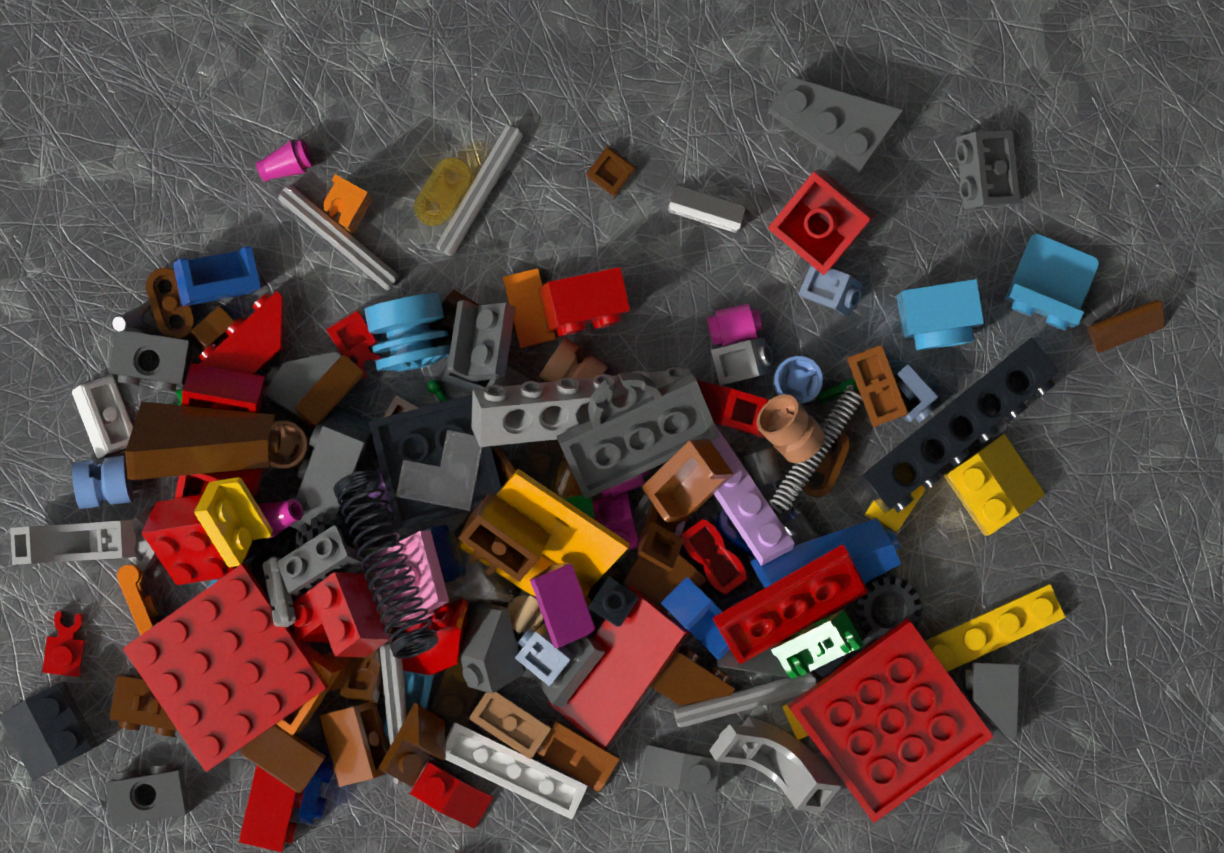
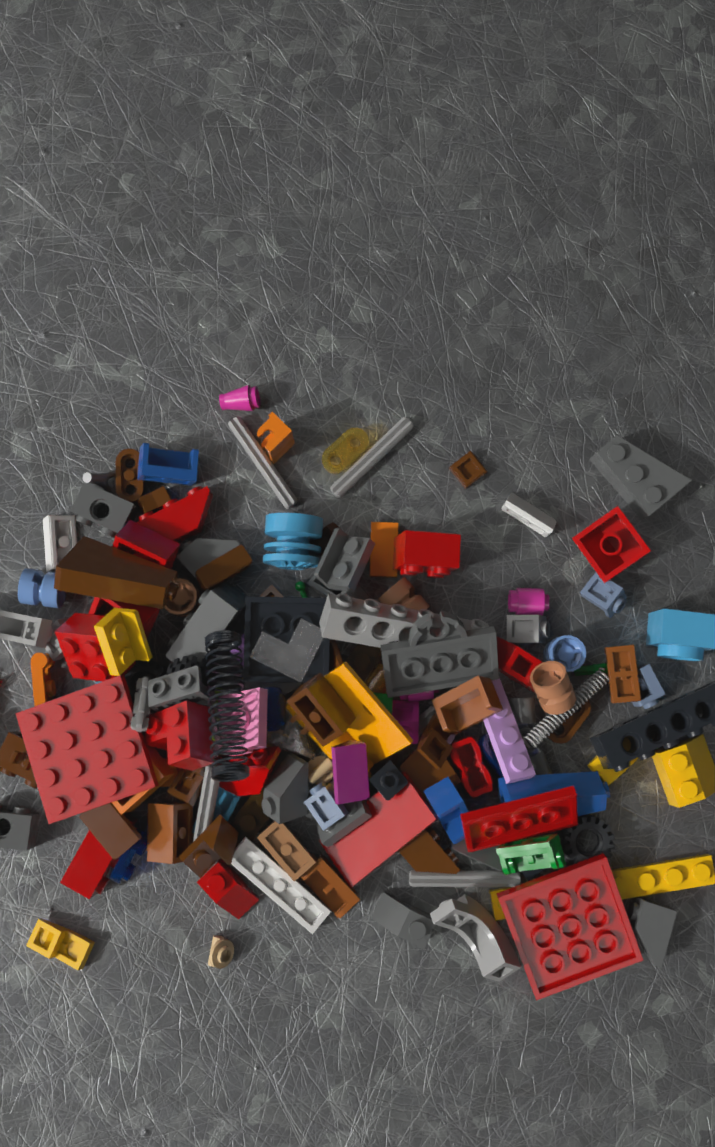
camera: 10 degrees right, 5 degrees down
(281, 514) = (162, 647): dark pink cone -> none
(353, 338) = (252, 536): red plate -> none

